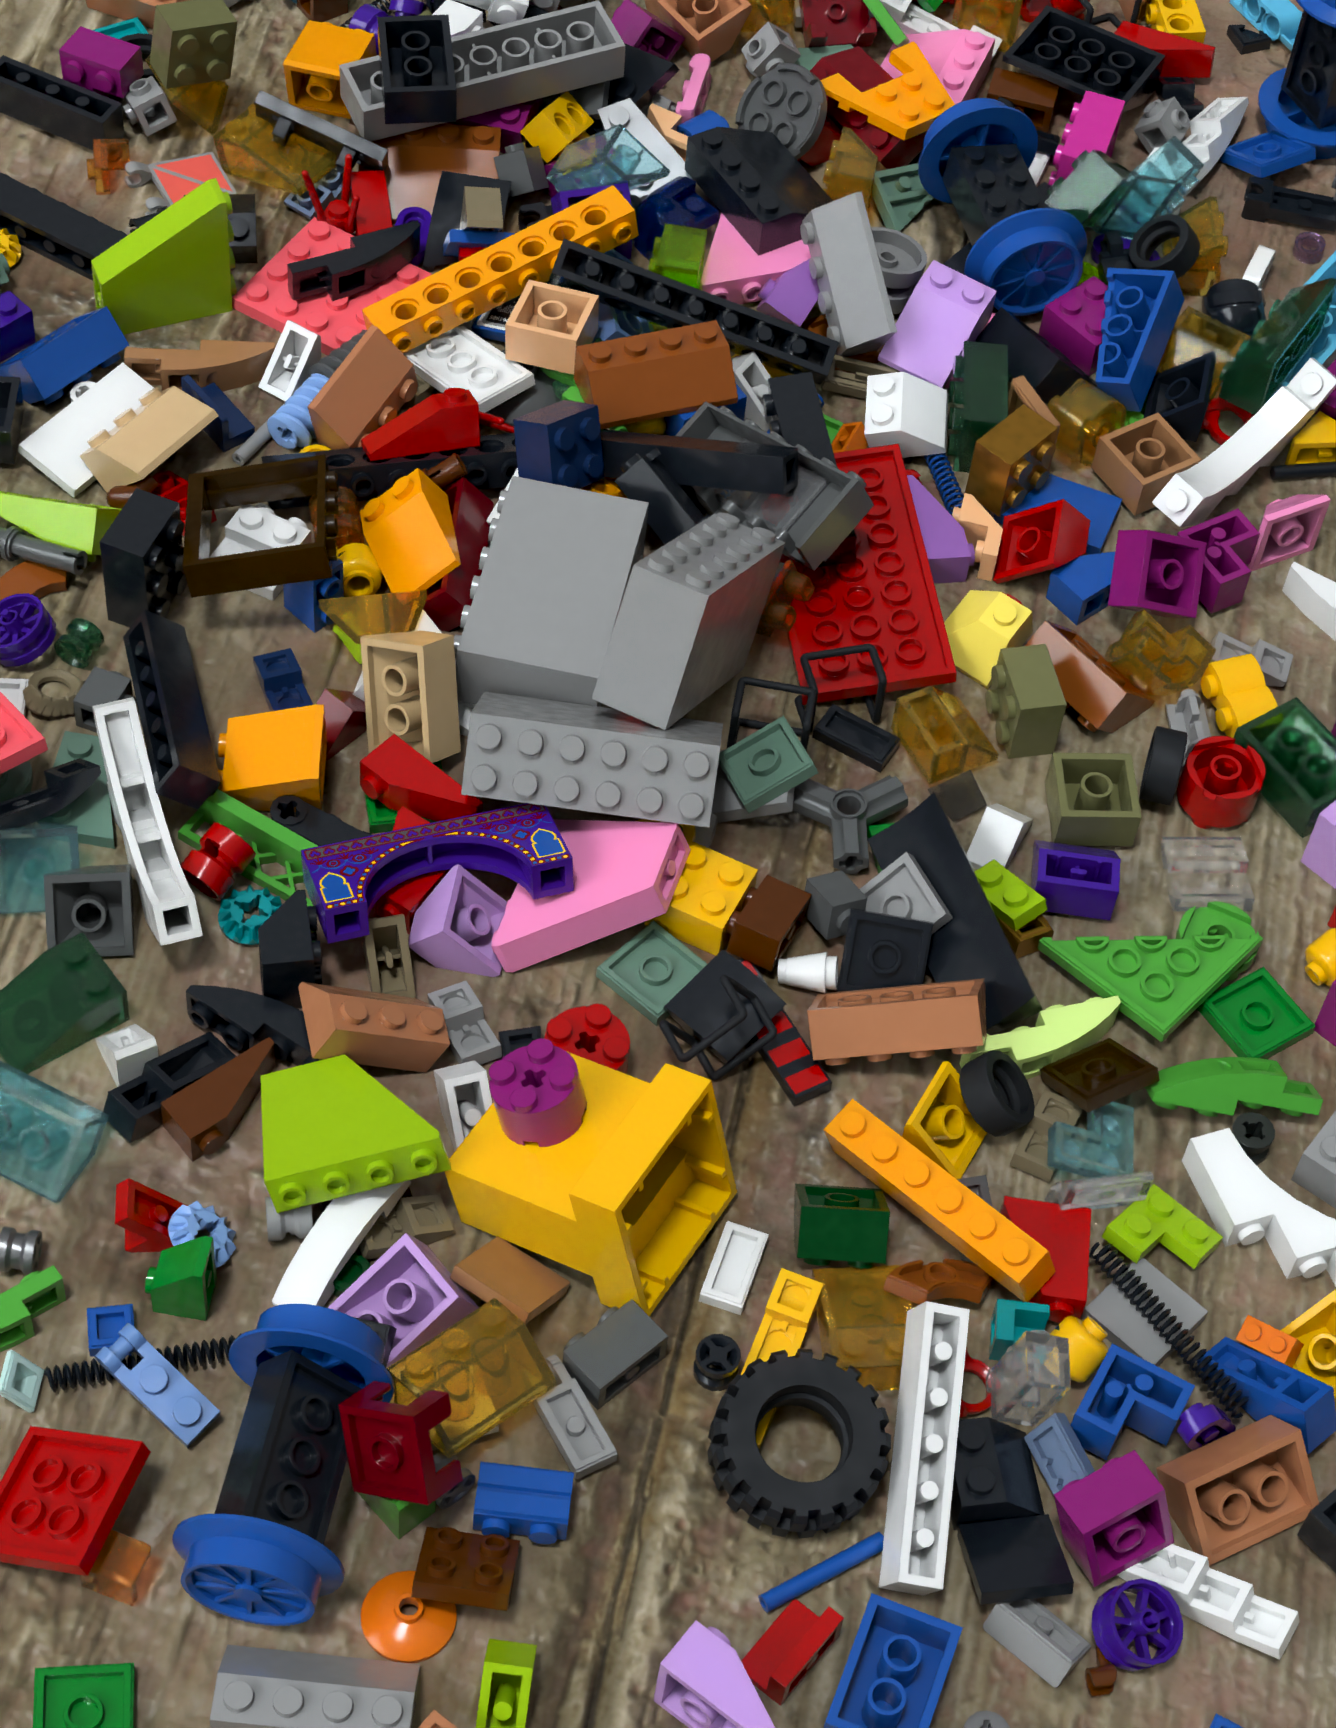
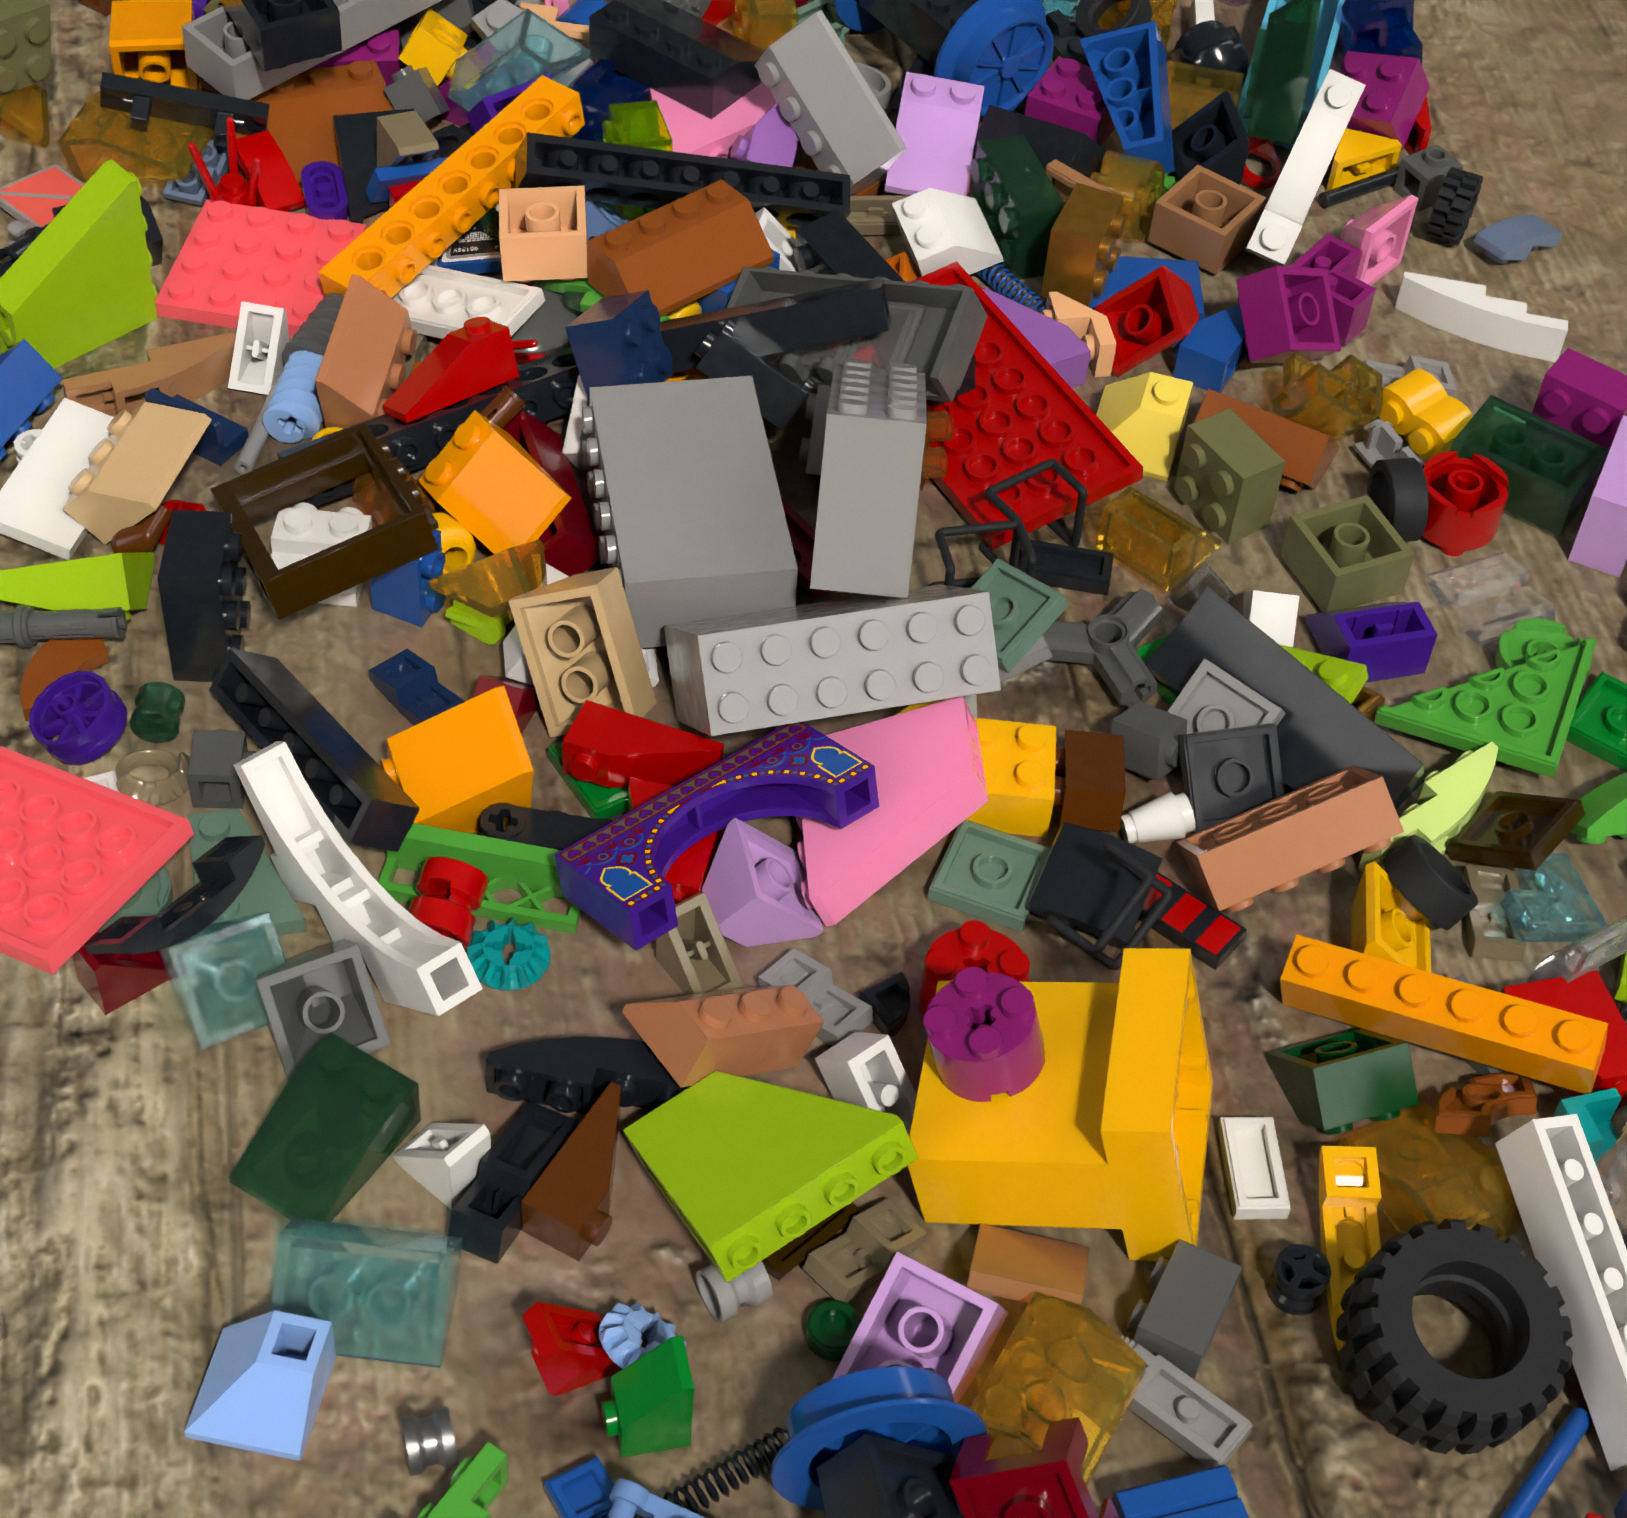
camera: 20 degrees left, 5 degrees down
(289, 950) = (590, 978): black slope -> none
(332, 1244) = (804, 1309): white slope -> none
(349, 271) = (281, 239): black slope -> none

